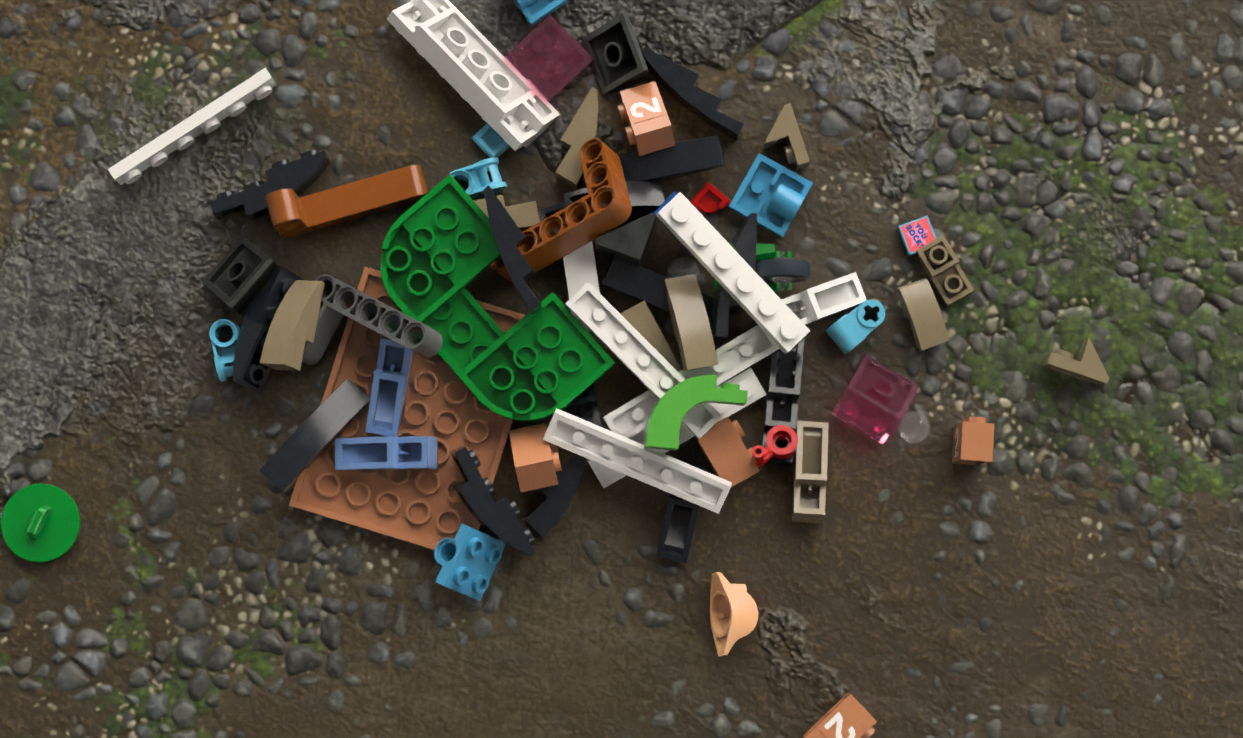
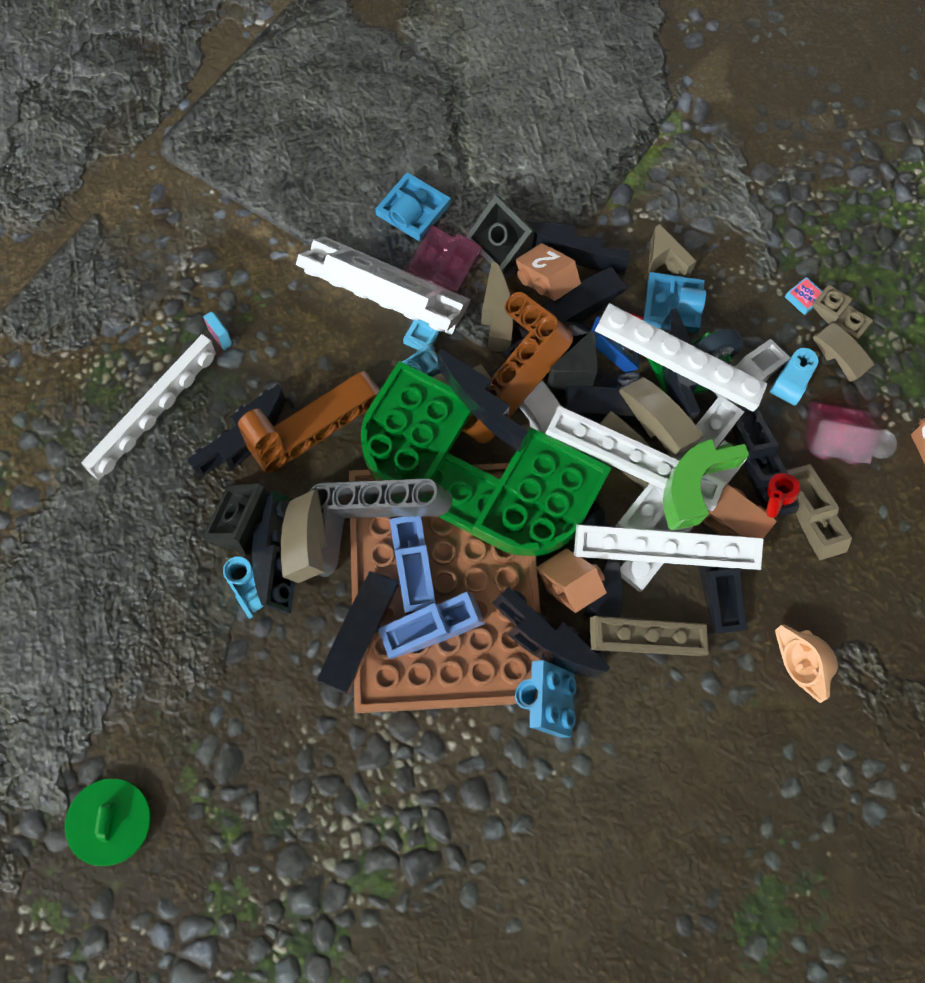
camera: 25 degrees left, 15 degrees down
(284, 63) = (218, 330): none -> medium azure tile
(586, 537) = (648, 636): none -> dark tan tile

